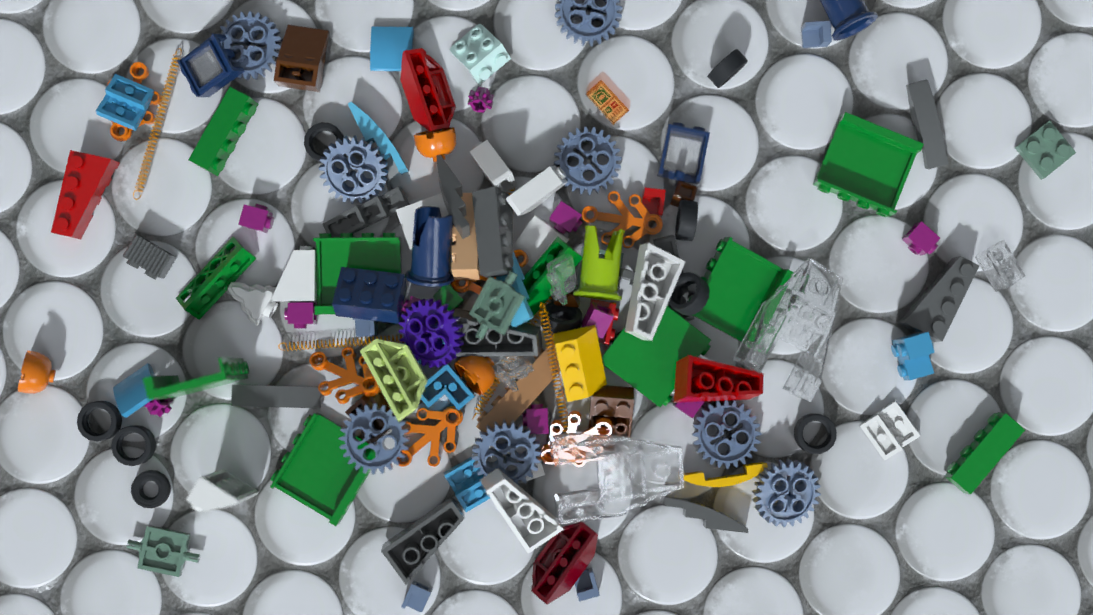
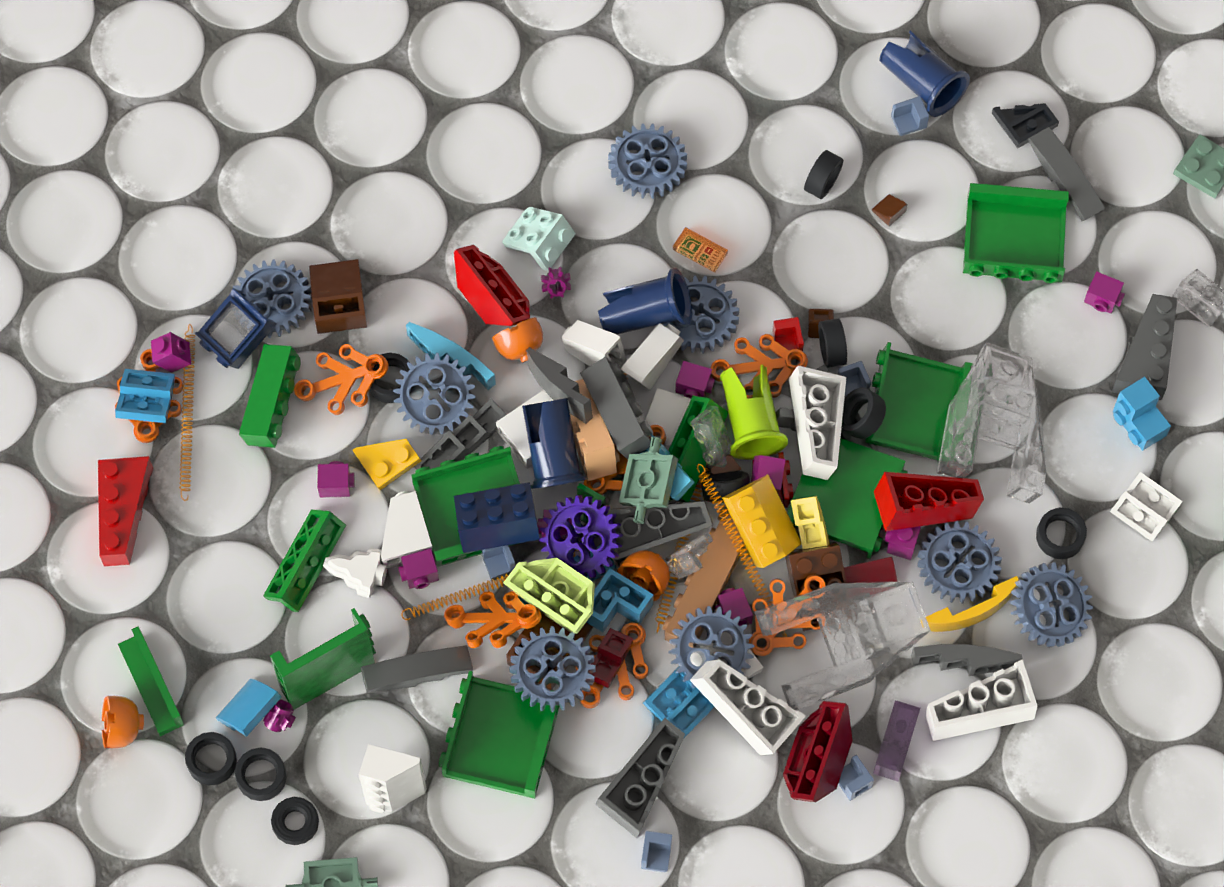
camera: 15 degrees left, 20 degrees down
(70, 344) = (150, 683): none -> green fence
(149, 257) = (220, 556): dark grey brick -> none
(154, 70) = (171, 352): none -> magenta brick
(287, 135) = (345, 378): none -> orange plant
(302, 214) = (387, 460): none -> yellow wing
(387, 47) = (434, 258): dark azure slope -> none
(427, 432) = (610, 656): none -> dark red slope
(547, 146) = (647, 304): none -> dark blue piece
(617, 373) = (810, 522): none -> light yellow slope
(629, 563) = (896, 741): none -> clear purple slope
(652, 424) = (872, 571): none -> dark red slope
(683, 153) = (805, 277): window -> none
(694, 256) = (855, 376): none -> sand blue panel
(711, 558) = (984, 705): none -> white wedge
(772, 112) = (890, 209): none -> reddish brown slope
(909, 67) = (1025, 121): none -> black wing

